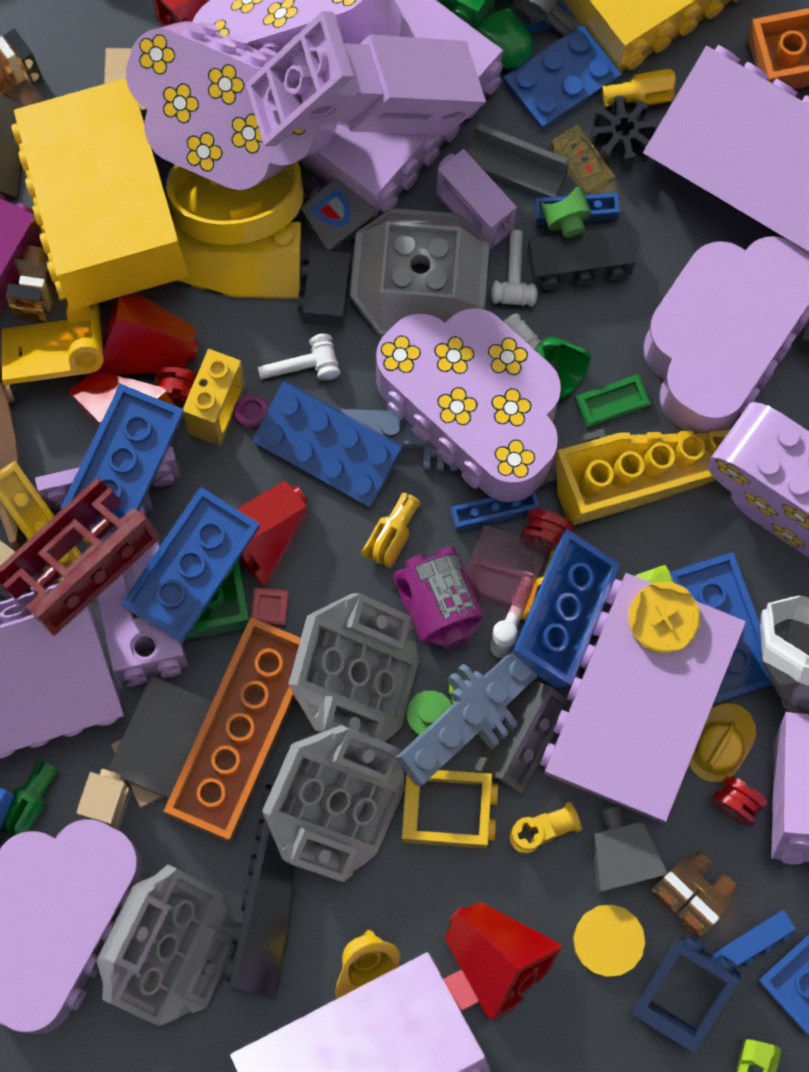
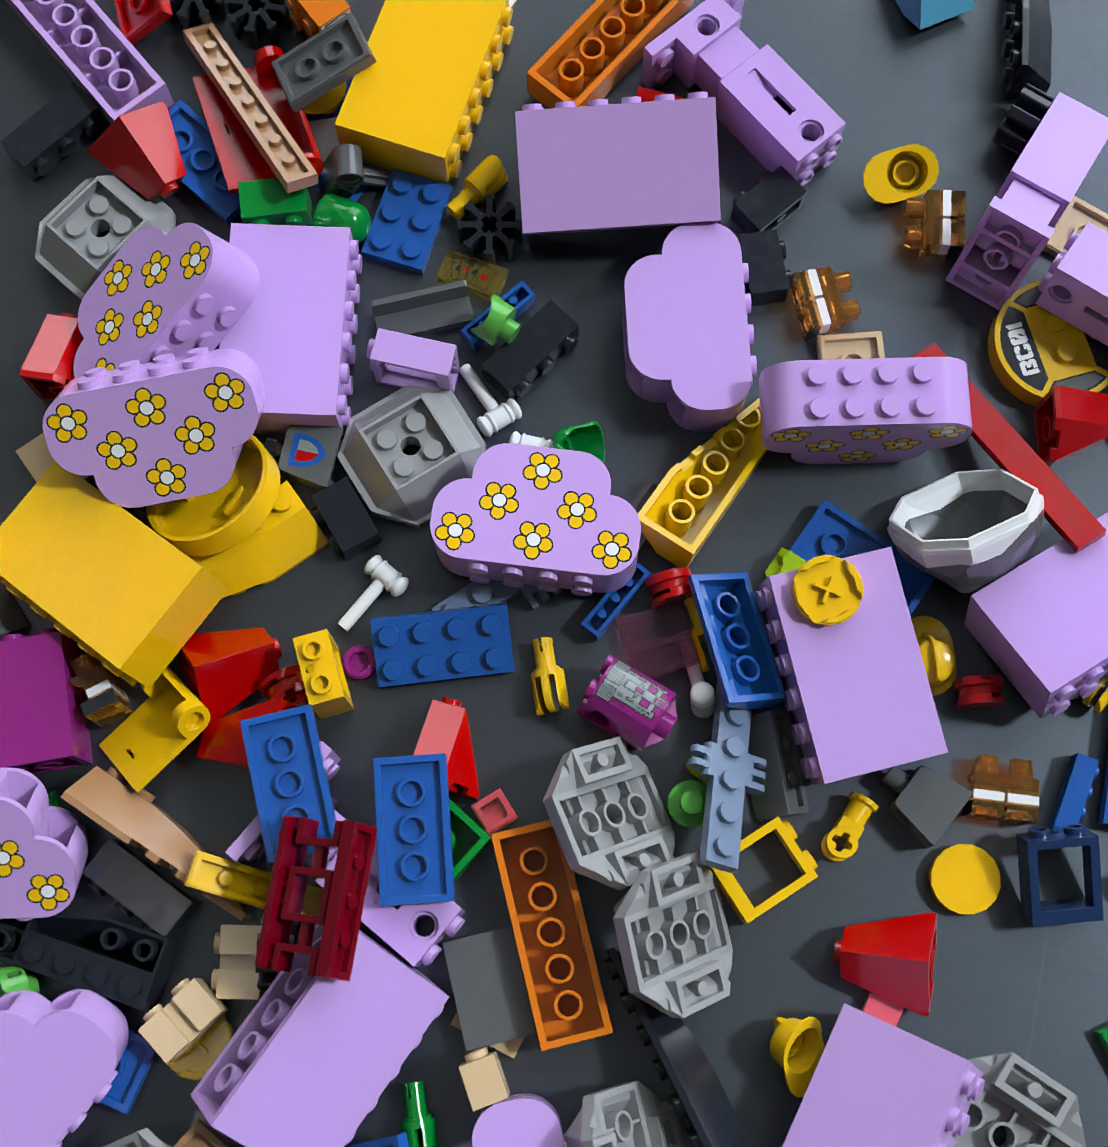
camera: 35 degrees left, 0 degrees up
(372, 85) = (271, 325): lavender brick -> none
(612, 401) = (640, 448): green tile -> none

